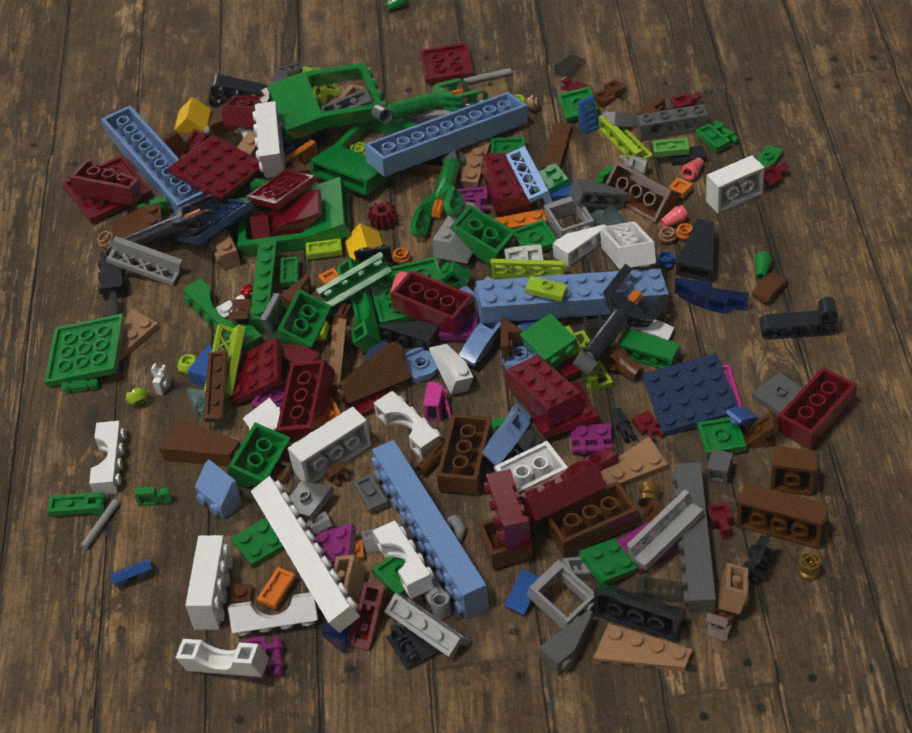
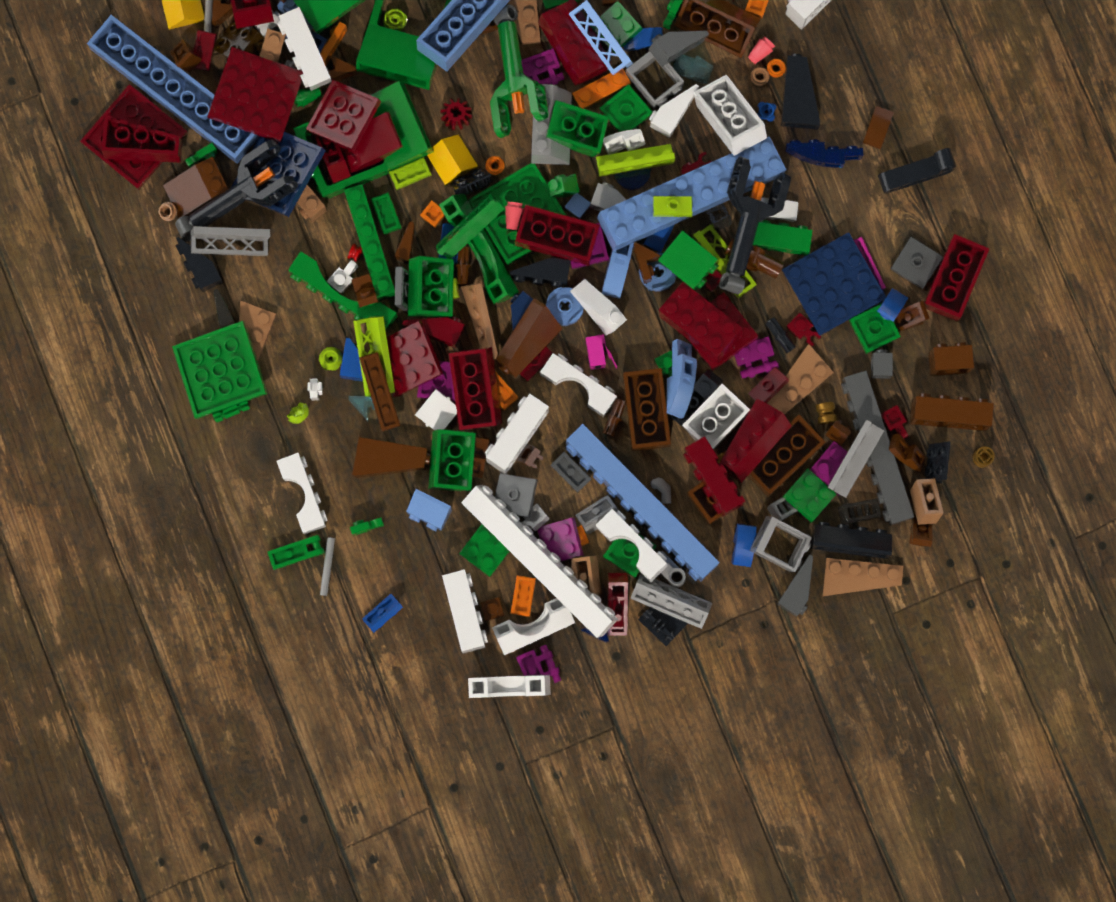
camera: 25 degrees left, 35 degrees up
(728, 549) = (906, 454): none -> reddish brown slope
(762, 264) = (864, 99): green cone -> none

